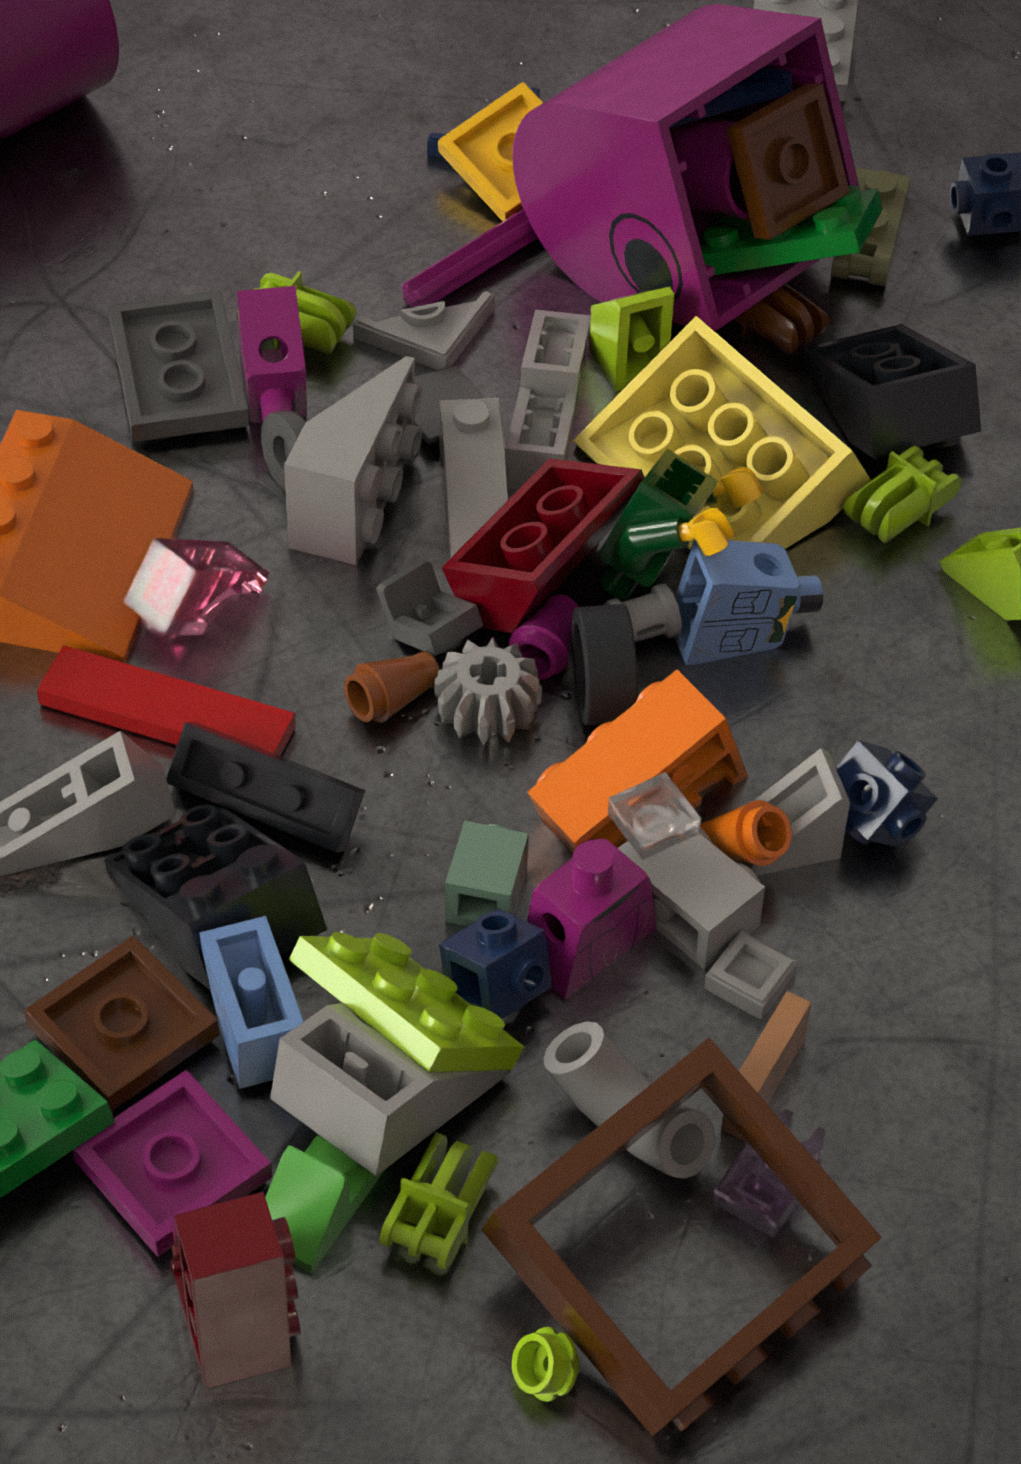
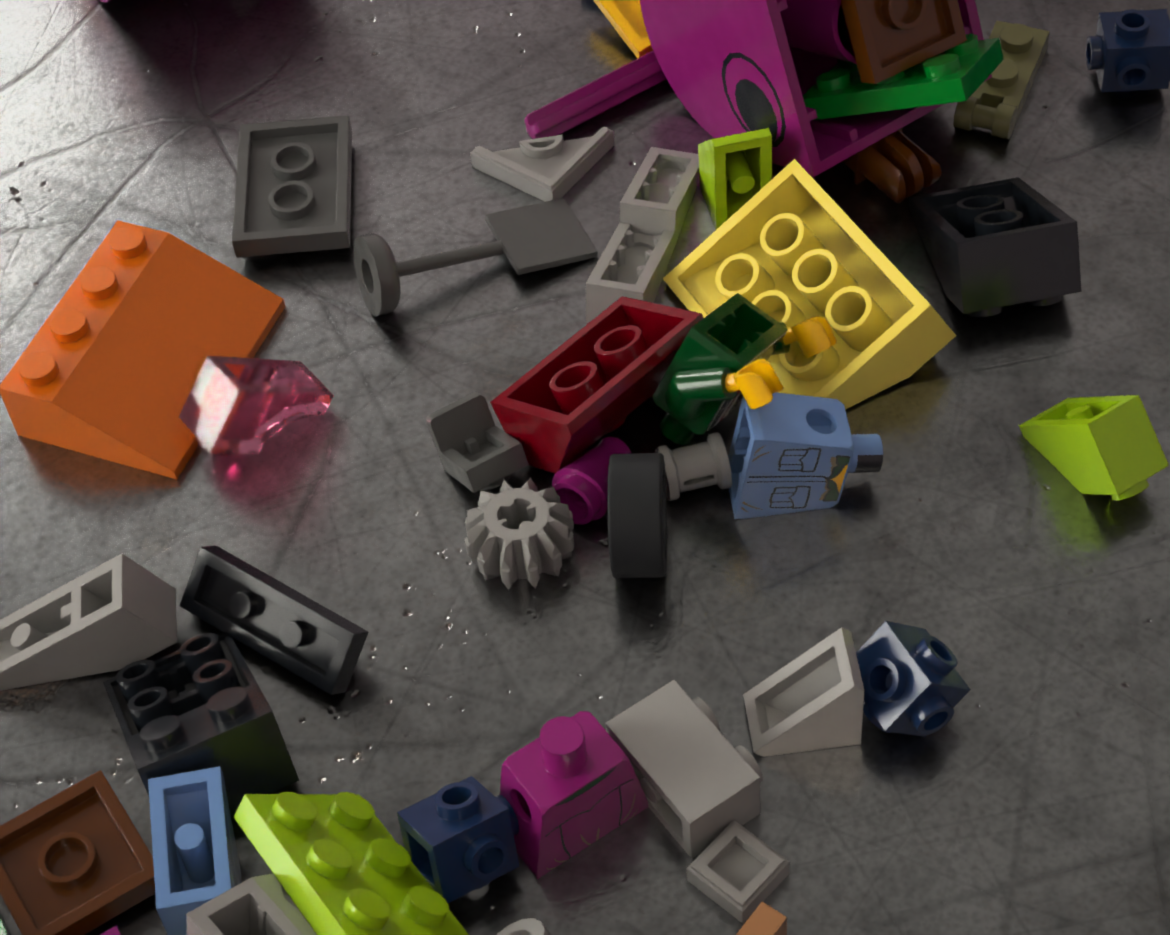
camera: 15 degrees right, 0 degrees up
(156, 702) = (189, 519): red tile -> none
(273, 376) = (382, 201): magenta torso -> none
(321, 315) = (417, 140): lime arm -> none
(351, 465) = (428, 290): light grey slope -> none
(388, 685) = (422, 520): dark orange cone -> none
(471, 465) = (550, 294): light grey slope -> none
(485, 872) = (474, 733): sand green brick -> none
(654, 815) = (649, 688): clear plate -> none
(664, 731) = (651, 630): orange wedge -> none
(749, 832) = (755, 713): orange cone -> none
(902, 494) = (987, 353): lime arm -> none

